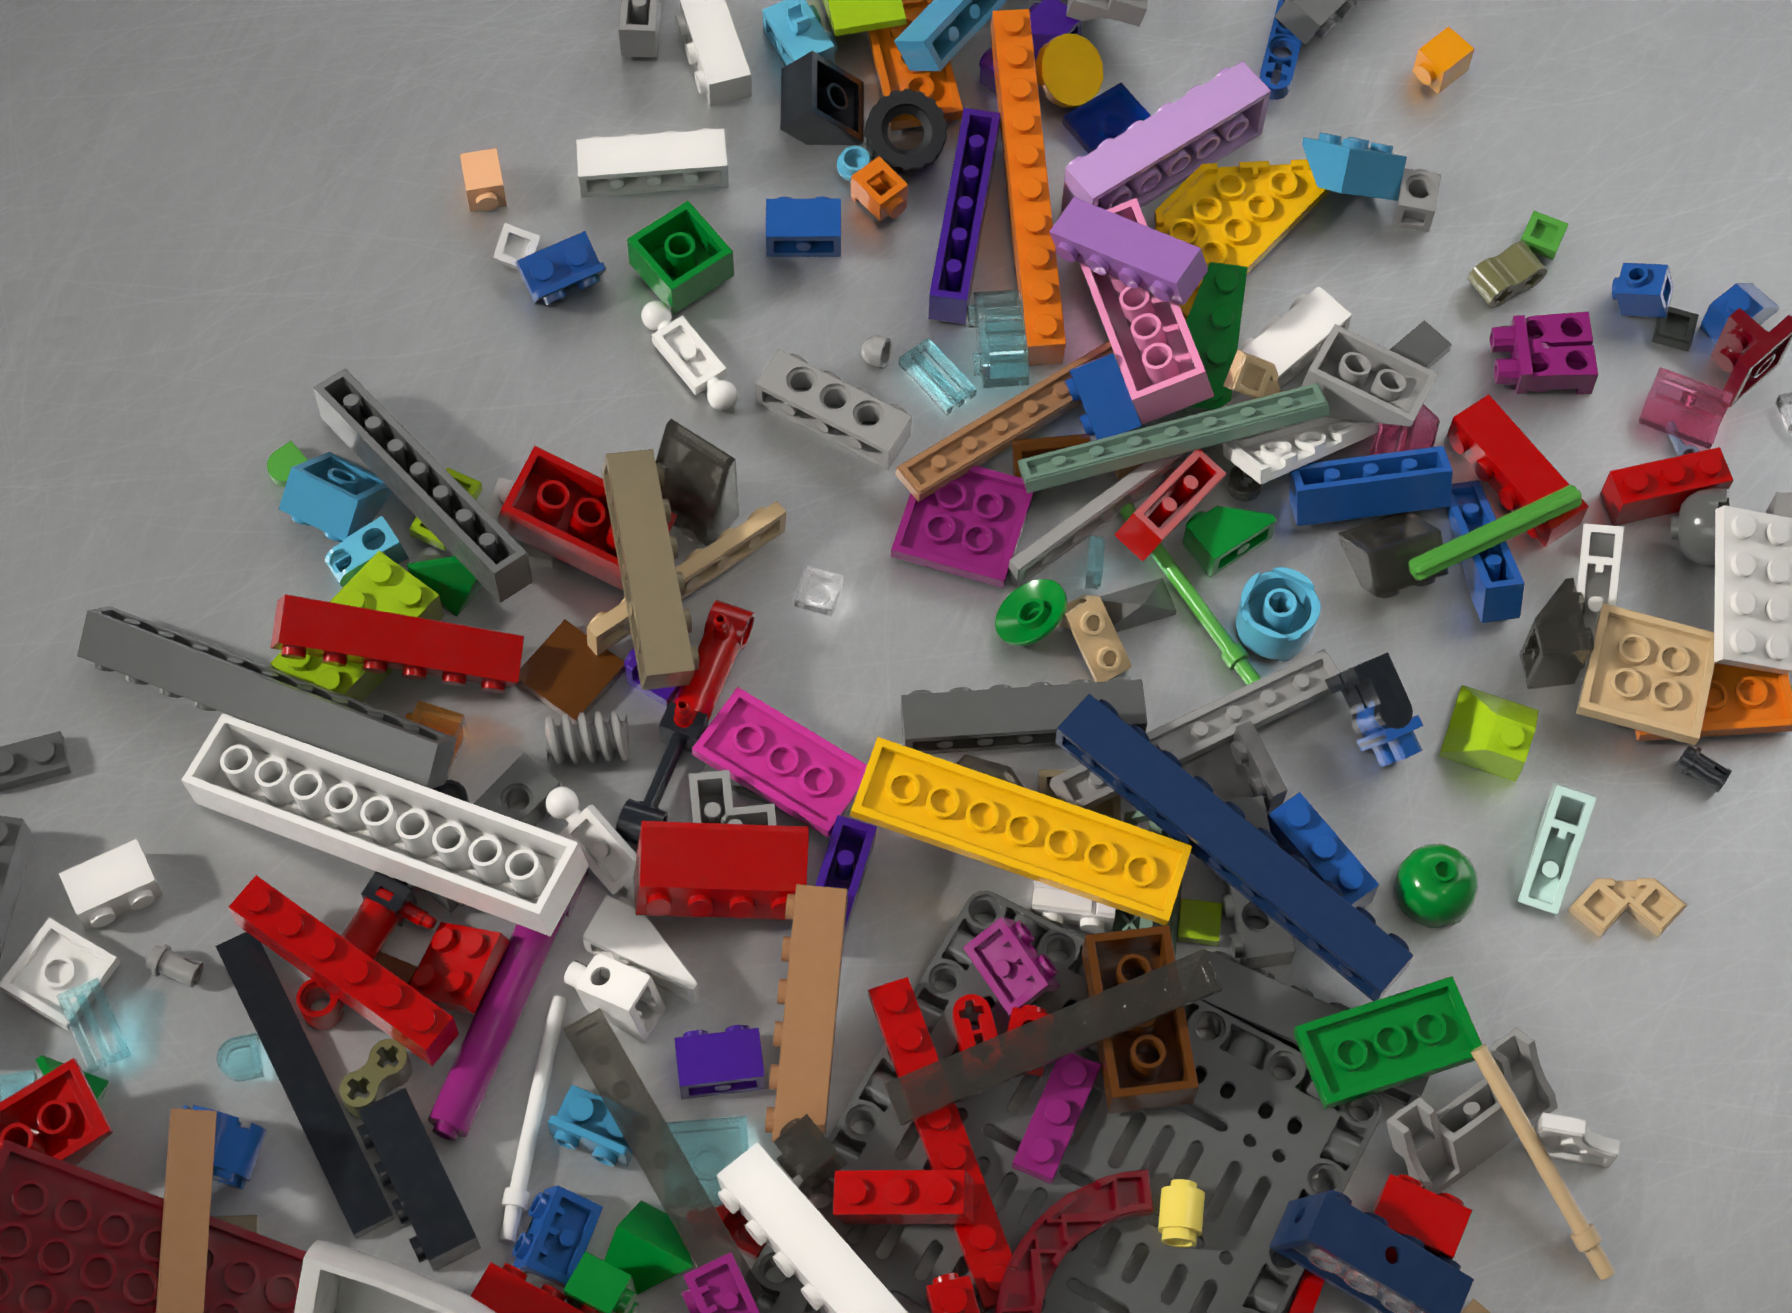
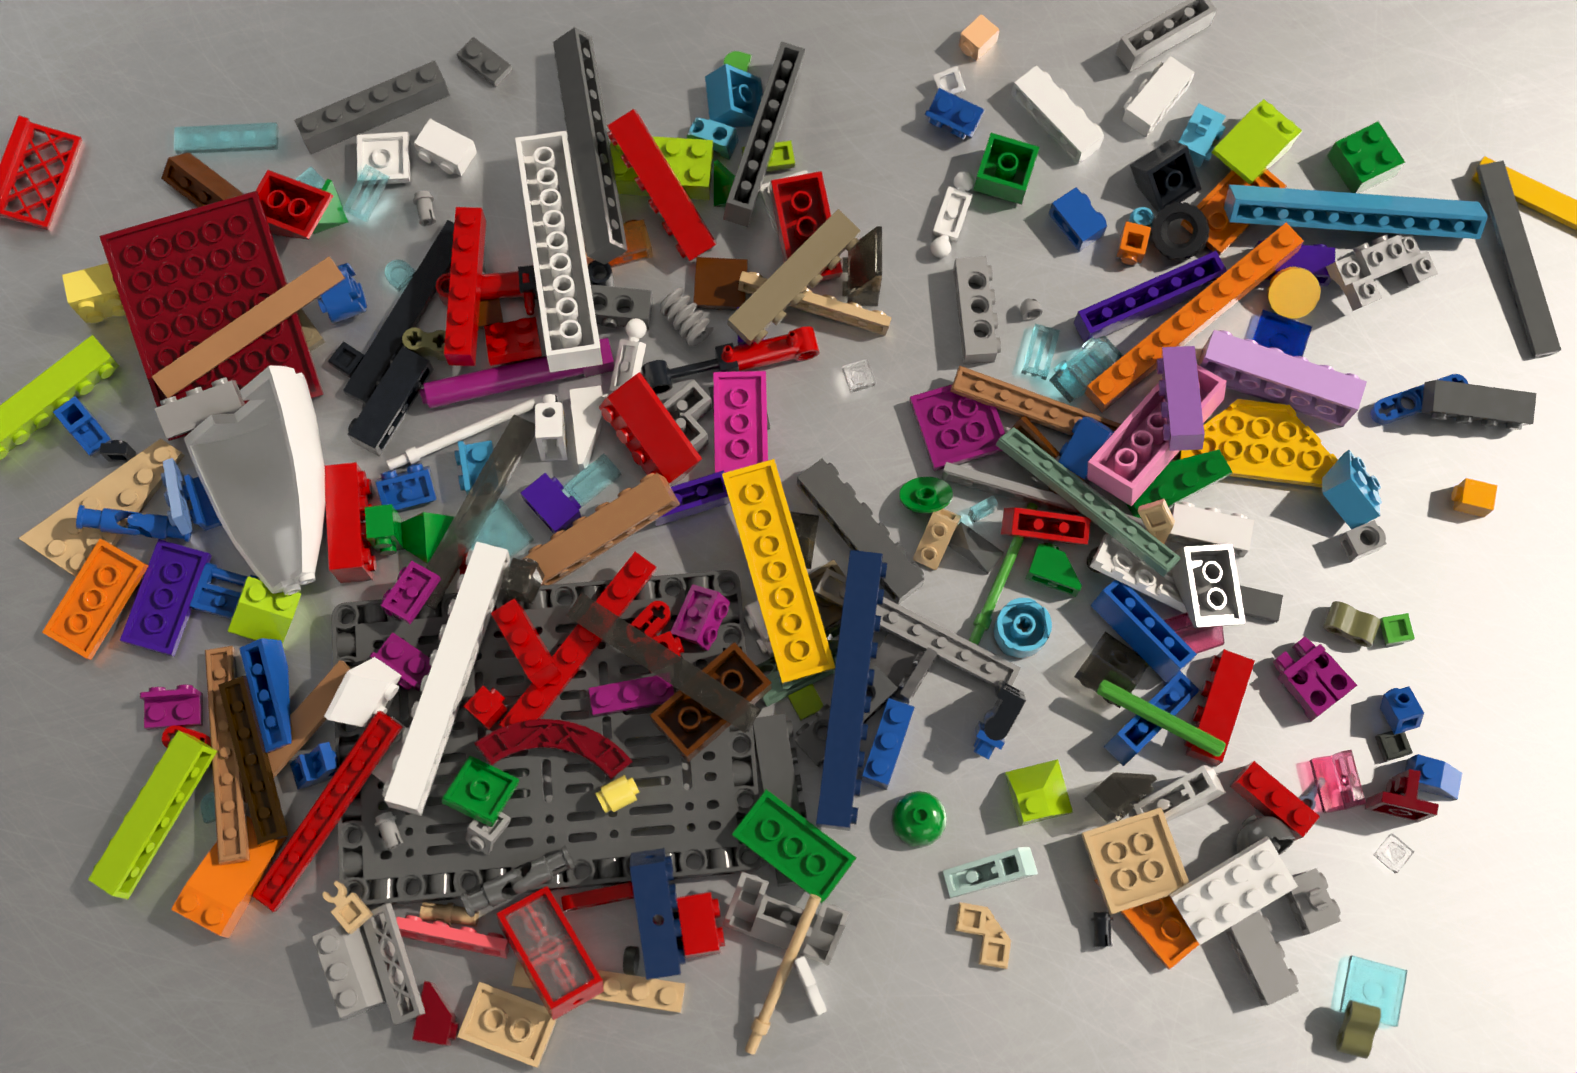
camera: 55 degrees right, 10 degrees up
(309, 1204) = (346, 359): none -> black tile
(719, 990) = (592, 480): none -> clear light blue tile

